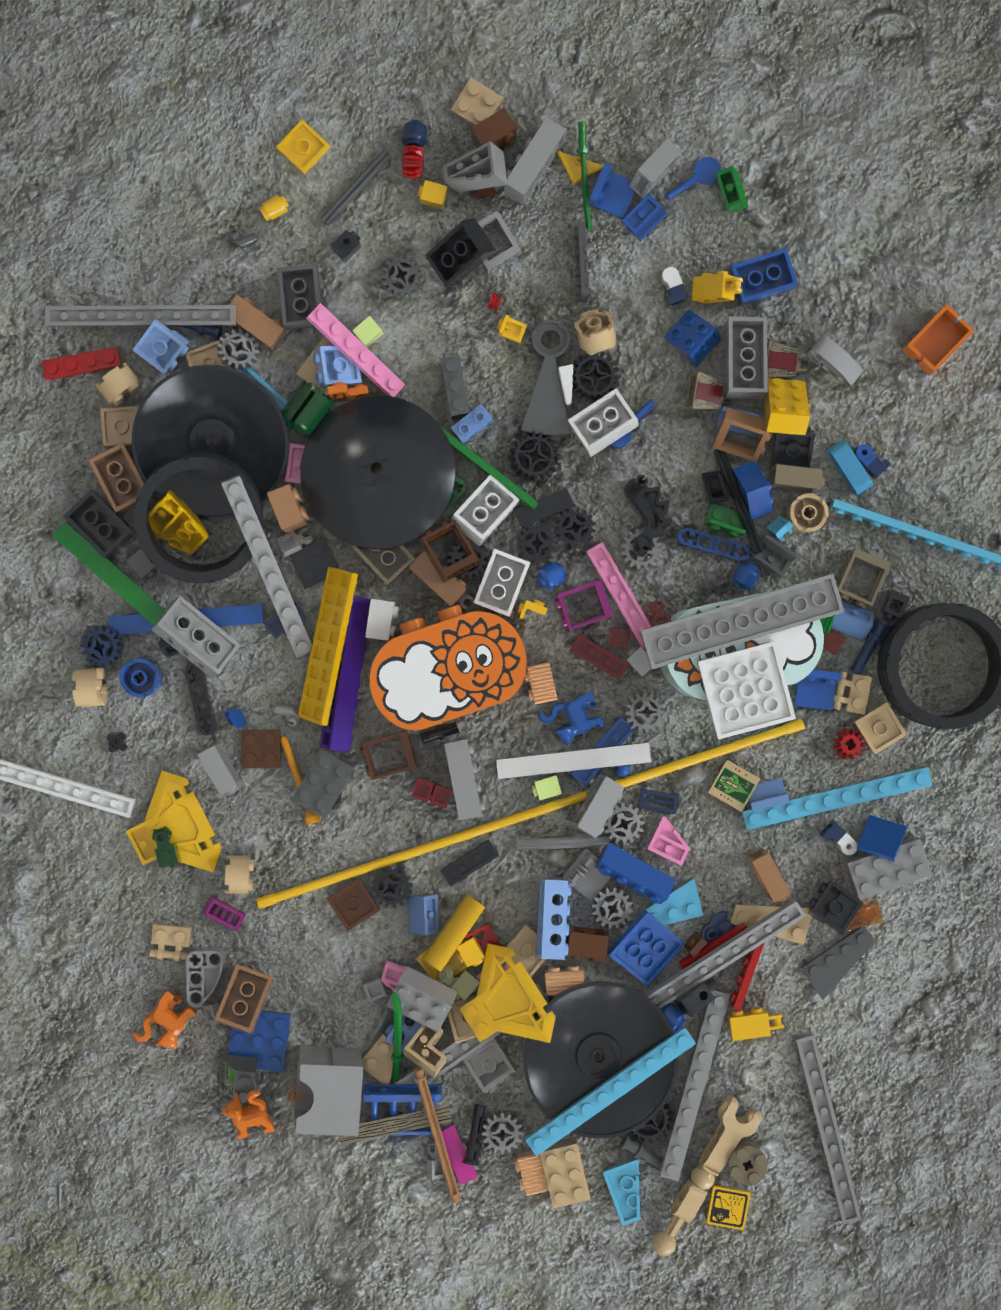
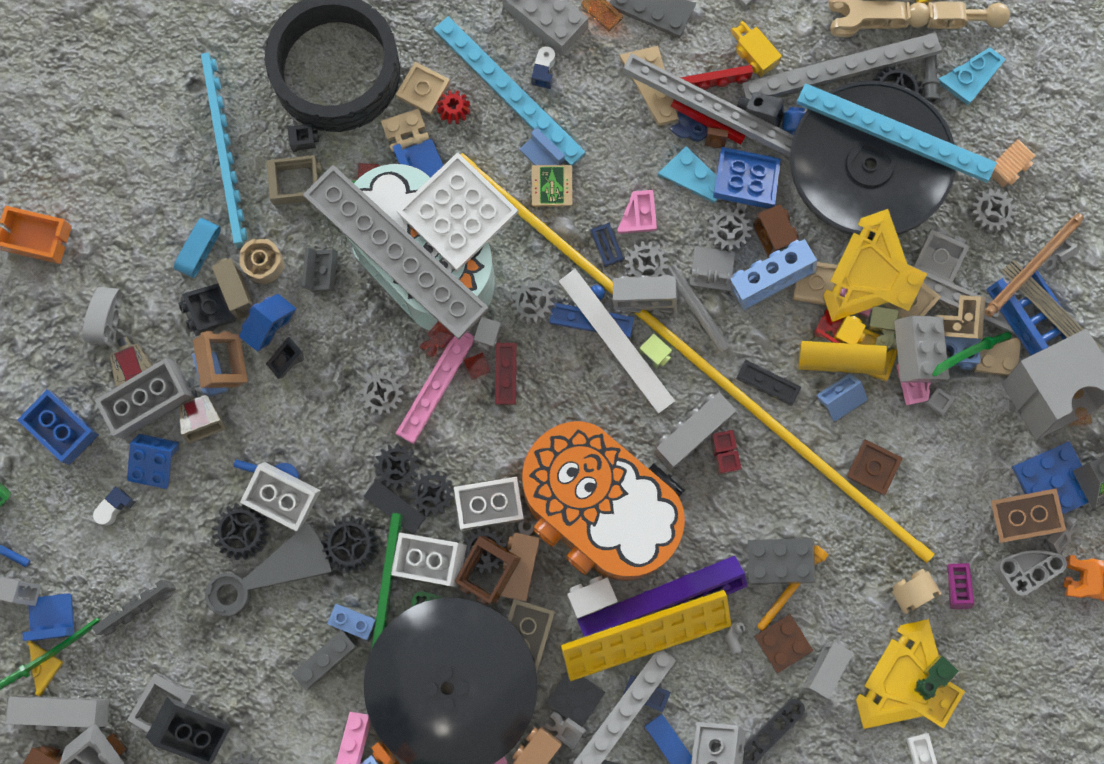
camera: 125 degrees left, 10 degrees down
(170, 935) = (1013, 624): tan plate -> none
(235, 717) = (769, 689): blue piece -> none
(397, 897) = (844, 444): black gear -> none
(410, 757) = (737, 526): reddish brown window -> none
(456, 1153) = (1039, 237): dark pink tile -> none
(474, 1145) = (1020, 229): black pin -> none
(494, 301) = (220, 670): red bush -> none
(511, 329) = (238, 638): yellow bracket -> none
(536, 606) = (493, 460): yellow bracket -> none
(541, 683) = (562, 410): light nougat brick -> none
(551, 575) = (455, 462): blue head -> none
(561, 979) = (823, 237): light nougat brick -> none
(565, 375) = (256, 557): white slope -> none
(565, 1173) = (994, 131): tan brick -> none
(576, 715) = (572, 363): blue animal -> none
(595, 331) = (195, 554): tan brick -> none
(603, 600) = (450, 400): magenta window -> none
(634, 873) = (686, 226): blue brick -> none
(644, 217) = (59, 573): blue plate -> none
(648, 505) = (339, 402): black animal -> none
(714, 541) = (342, 329): blue beam -> none
(715, 287) = (91, 464): yellow brick -> none
(724, 519) = (310, 331): green bracket -> none
(739, 501) = (285, 328): black axle -> none
(745, 576) = (352, 283): blue head -> none
(768, 876) = (615, 107): medium nougat window -> none
(780, 527) = (289, 278): medium azure tile -> none
(786, 407) = (170, 332): yellow brick -> none
(834, 906) = (607, 37): black plate -> none
(853, 621) = (341, 158): medium blue panel -> none
(870, 462) = (181, 231): leg -> none
(874, 638) = (344, 138): dark blue pin -> none
(882, 838) = (521, 30): blue tile -> none

